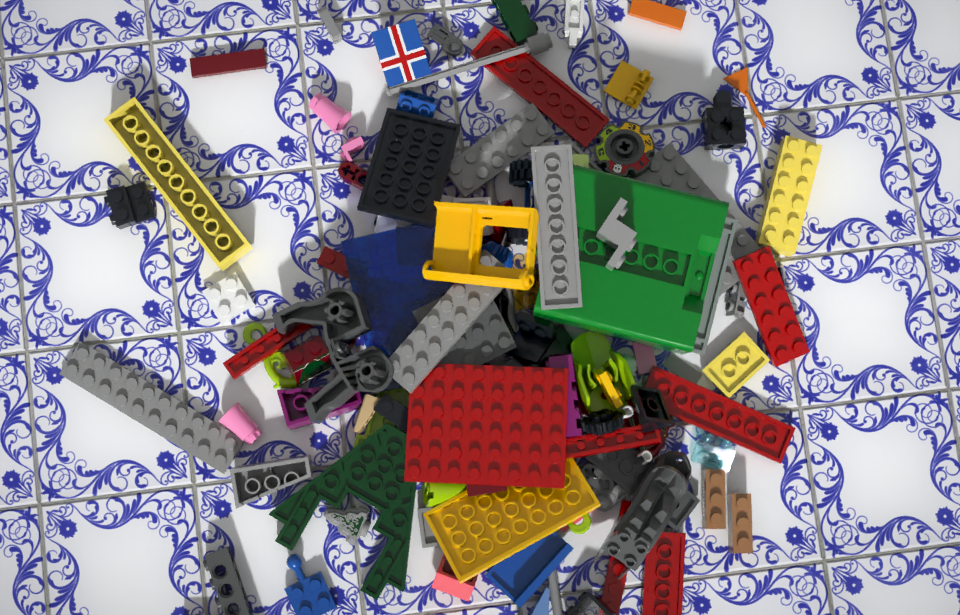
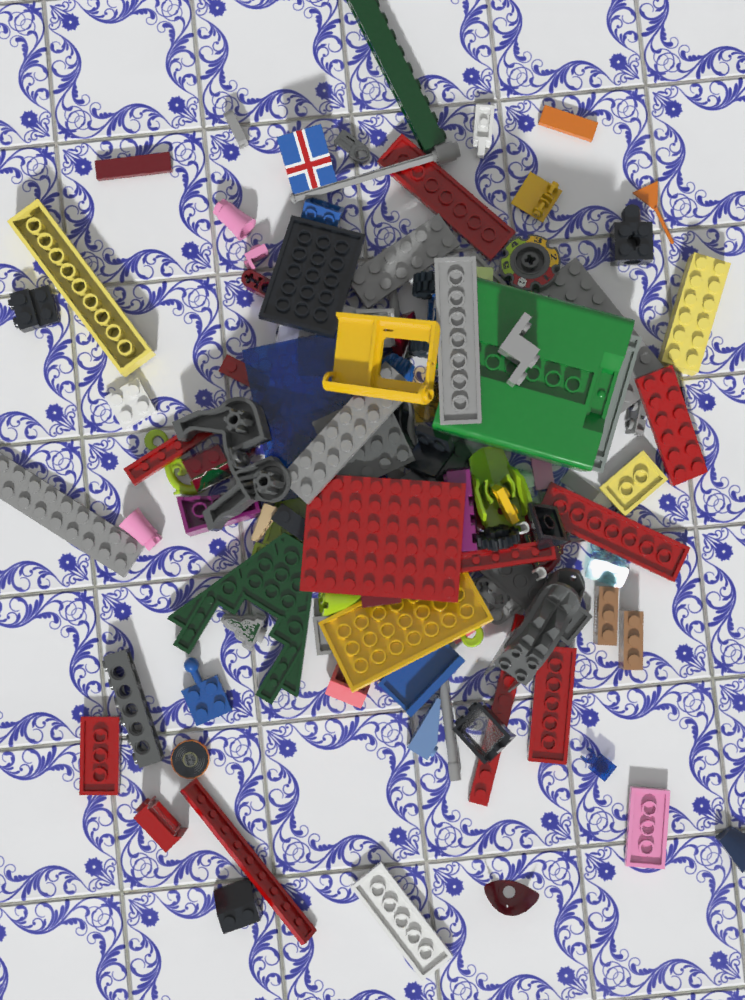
camera: 10 degrees right, 5 degrees up
(267, 477) = (163, 583): light grey wedge -> none

